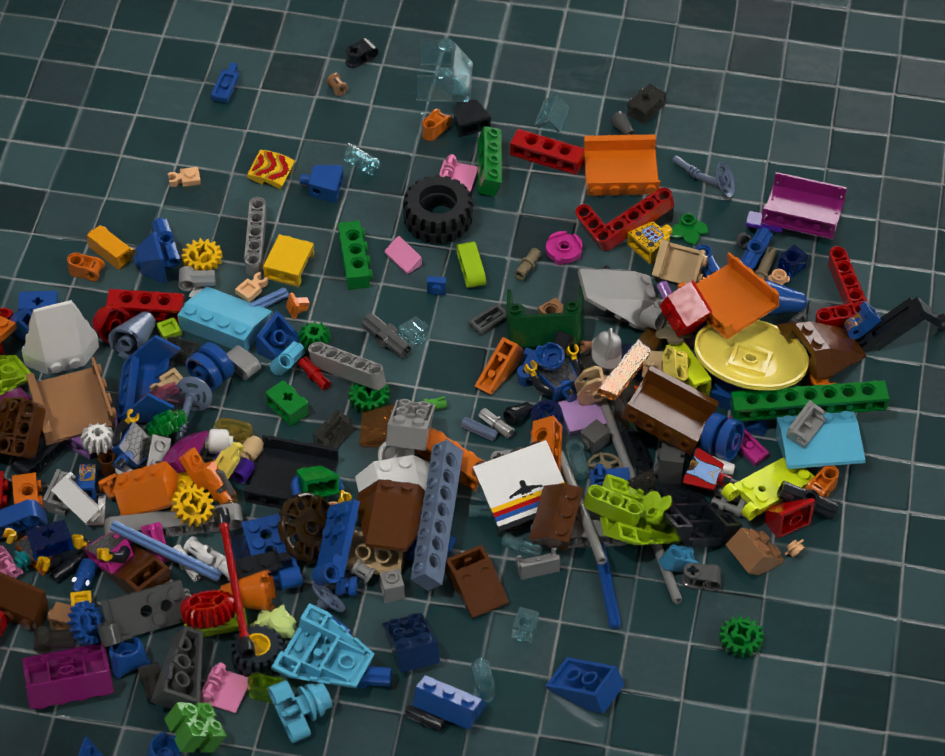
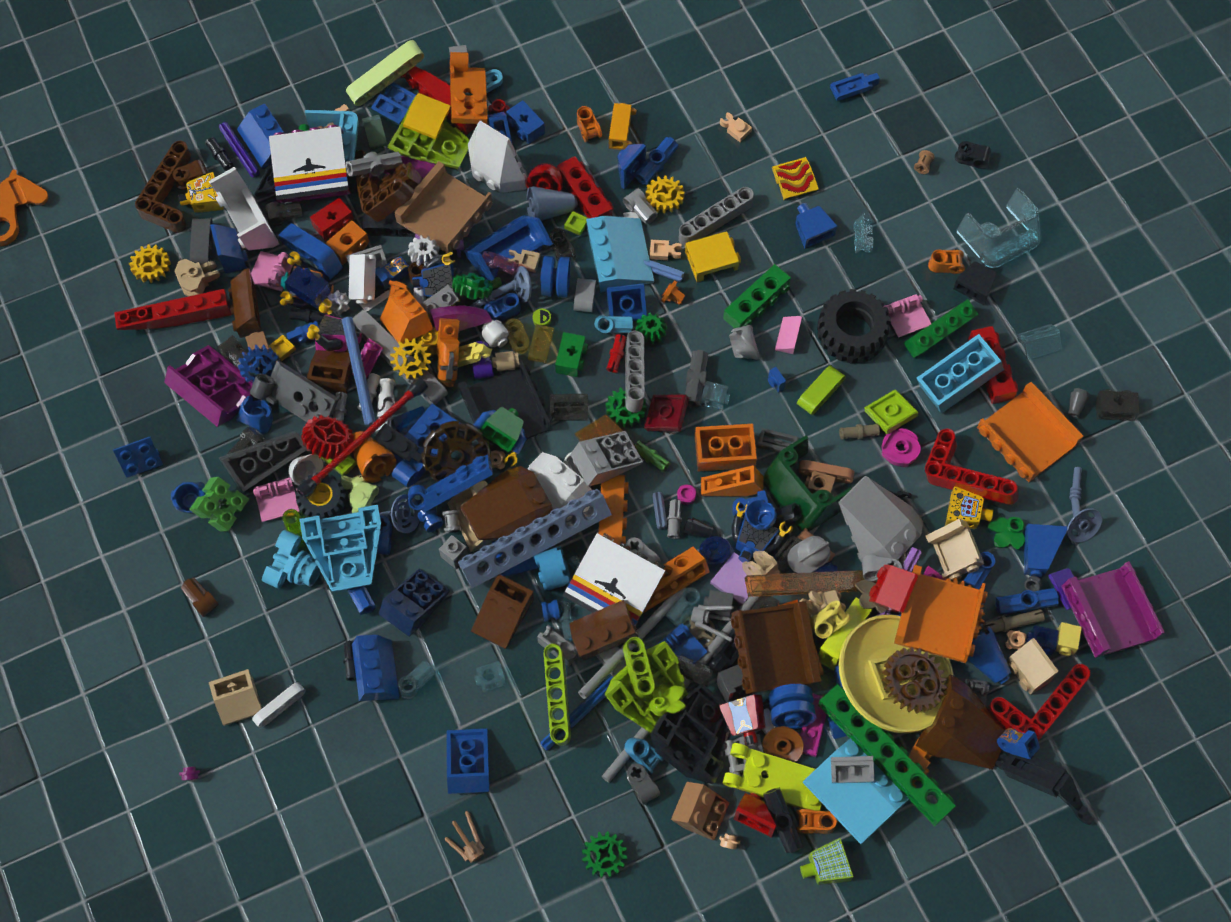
camera: 55 degrees right, 15 degrees up
(83, 530) = (339, 302): none -> white gear
(197, 422) = (500, 309): none -> blue piece
(216, 649) = (304, 466): none -> white hat
(232, 404) = (541, 317): none -> lime tile
(257, 417) = (541, 343): none -> clear yellow plate
(386, 285) = (744, 343): none -> light grey hair
(401, 370) = (666, 412): none -> dark red plate
(466, 350) = (725, 447): none -> orange brick
(471, 523) = (553, 568): none -> dark azure brick
(480, 402) = (686, 494): none -> dark pink tile
(503, 550) = (550, 610): none -> blue wheel
(529, 234) = (891, 411): none -> lime tile
(540, 170) = (960, 373): none -> medium azure brick
(555, 291) = (841, 474): none -> nougat beam
(589, 589) = (561, 703): none -> lime beam
(596, 451) = (701, 615): none -> light grey plant
(665, 725) = (472, 850): none -> medium nougat plant
(720, 216) = (1040, 547): none -> blue slope
(748, 458) = (791, 751): none -> dark orange dish
(781, 348) = (920, 698): none -> reddish brown gear
(805, 243) = (1068, 639): none -> light yellow brick
(810, 275) = (1032, 667): none -> tan slope
(863, 496) = (828, 864): none -> lime torso

